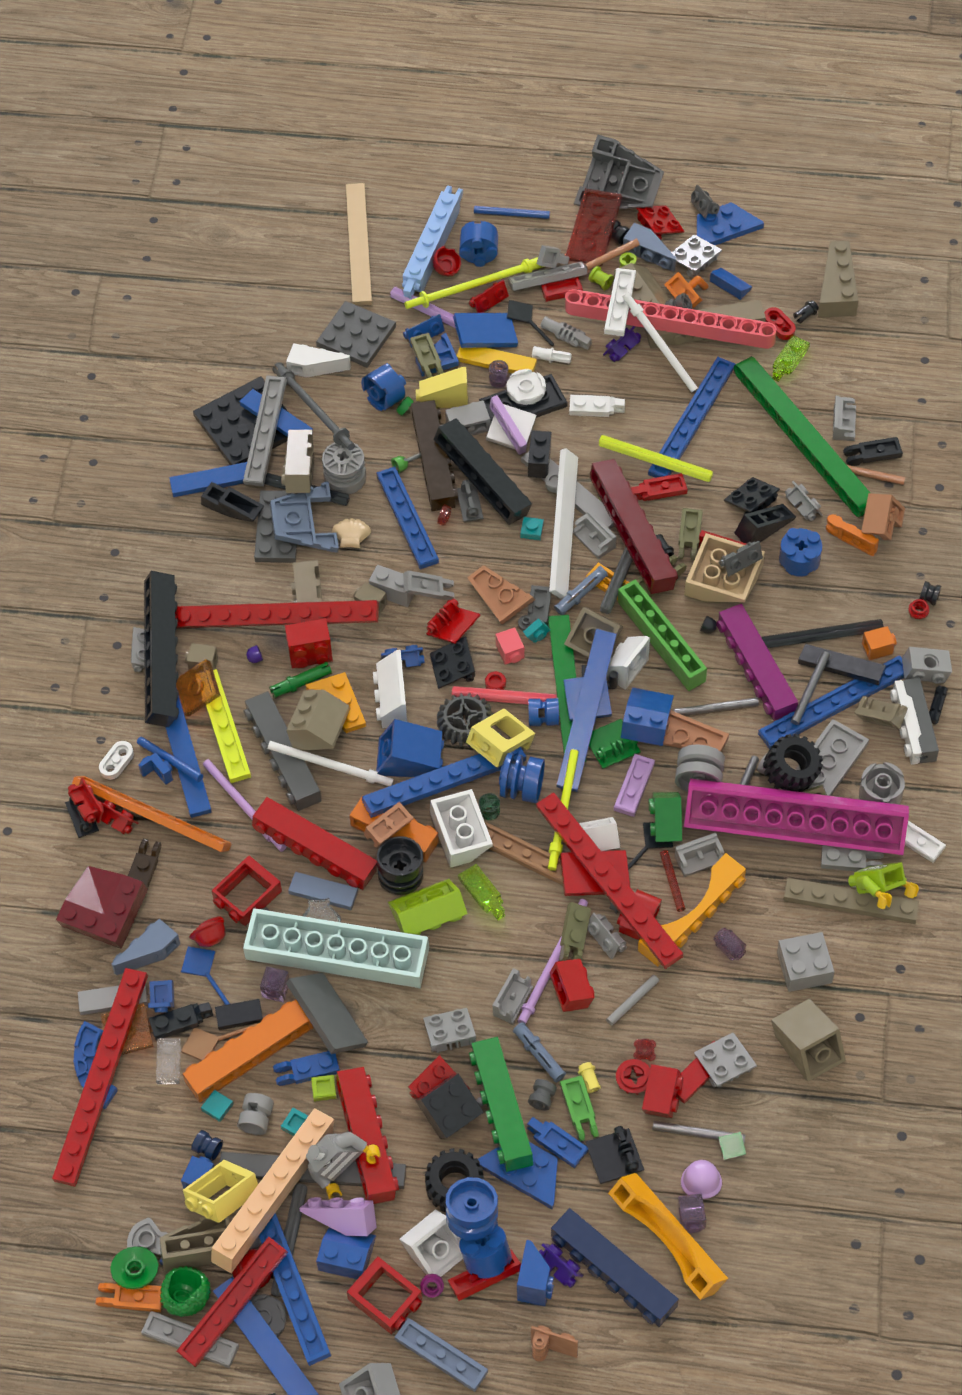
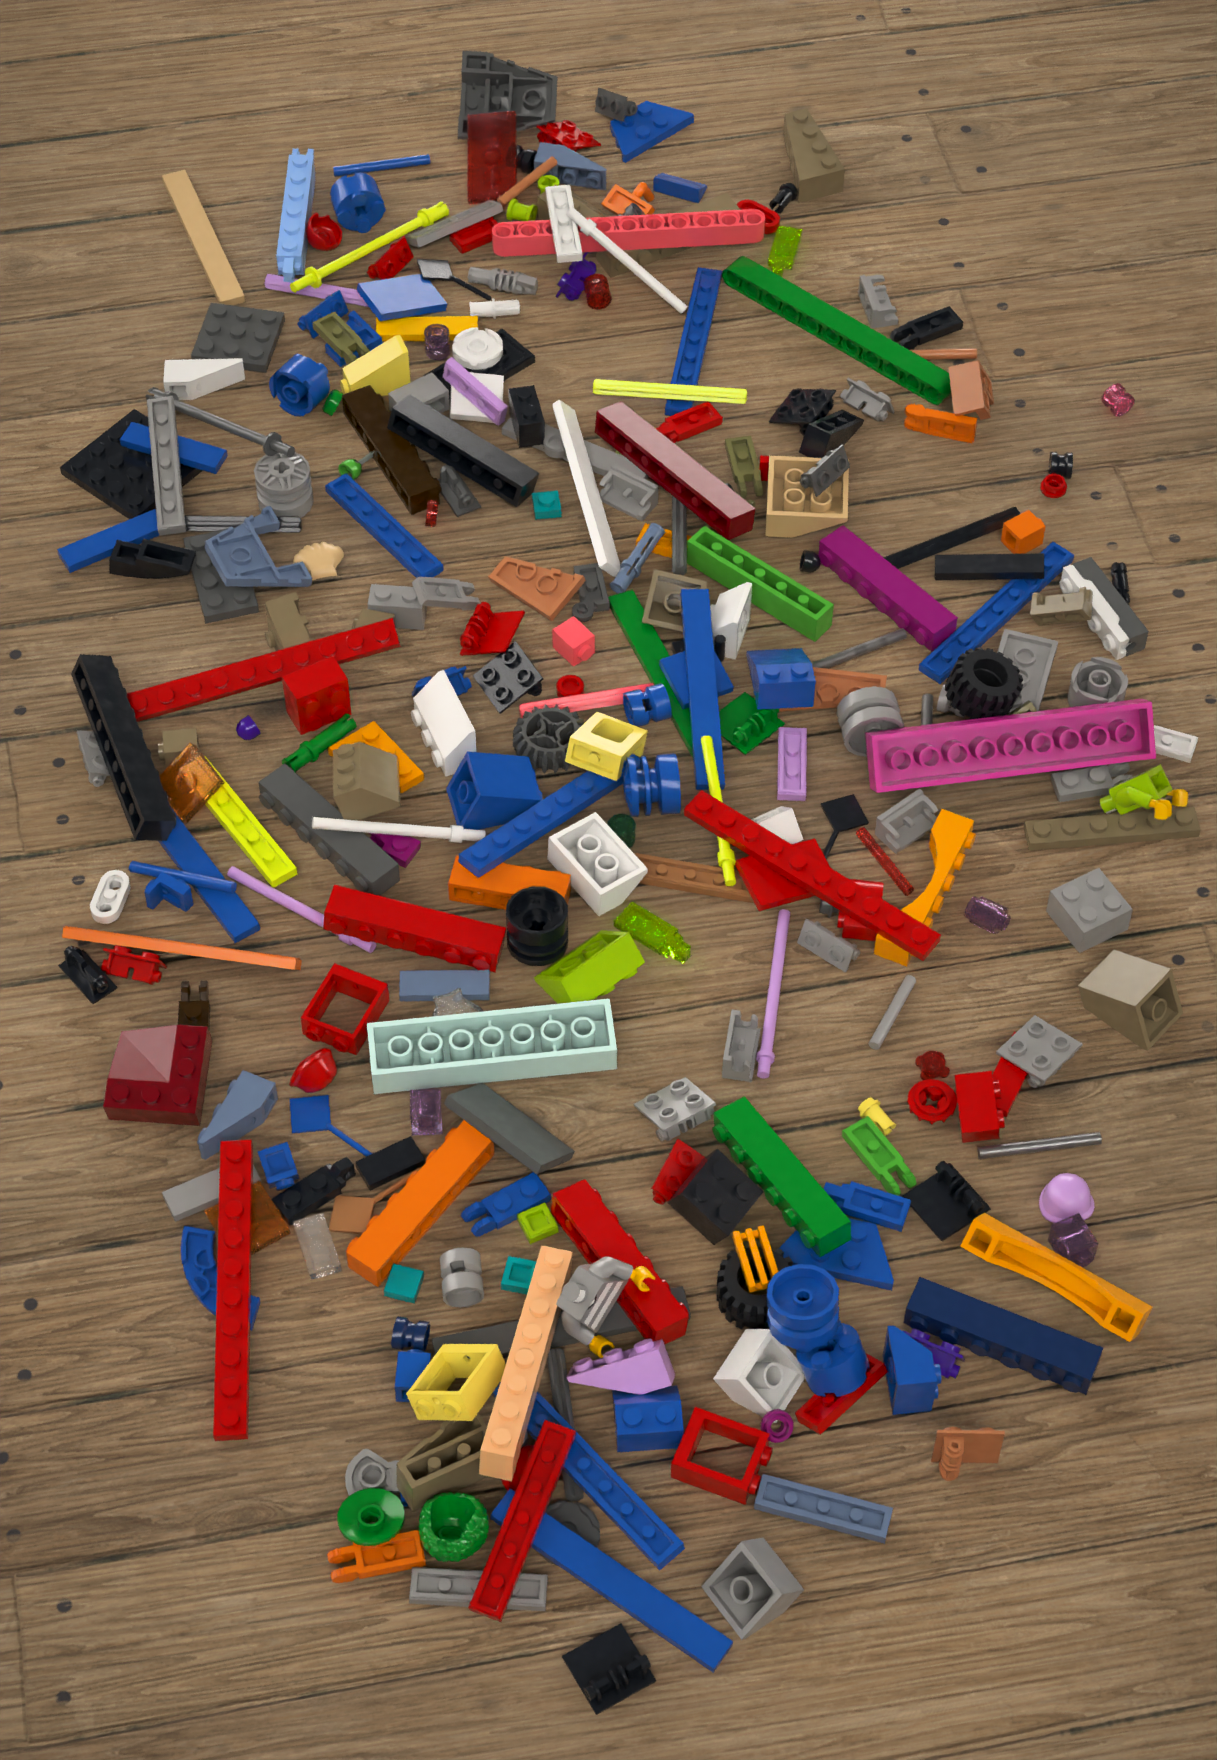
camera: 20 degrees left, 5 degrees down
(91, 808) = (101, 958): red hinge -> none
(299, 462) = (224, 490): wedge -> none
(327, 777) = (398, 847): none -> magenta plate
(388, 824) = (506, 878): nougat hinge -> none
(457, 1143) = (750, 1236): none -> light orange tile
(533, 1044) = (770, 1085): sand blue pin -> none
(537, 631) = (601, 615): teal plate -> none
(542, 1094) = (826, 1153): dark grey wheel -> none
(551, 256) = (452, 199): light grey plate -> none
(572, 985) = (811, 1012): red brick -> none
(574, 931) = (789, 951): olive hinge -> none
(595, 405) = (570, 352): white hinge -> none
(633, 359) = (597, 291): none -> clear red wheel
(667, 816) = (852, 783): green brick -> none
(696, 254) = (628, 163): hinge -> none
(732, 1145) = (1089, 1148): tile -> none
(800, 551) = (888, 454): blue brick -> none
(810, 688) = (964, 600): flat silver bar -> none
(927, 664) = (1092, 539): light grey brick -> none

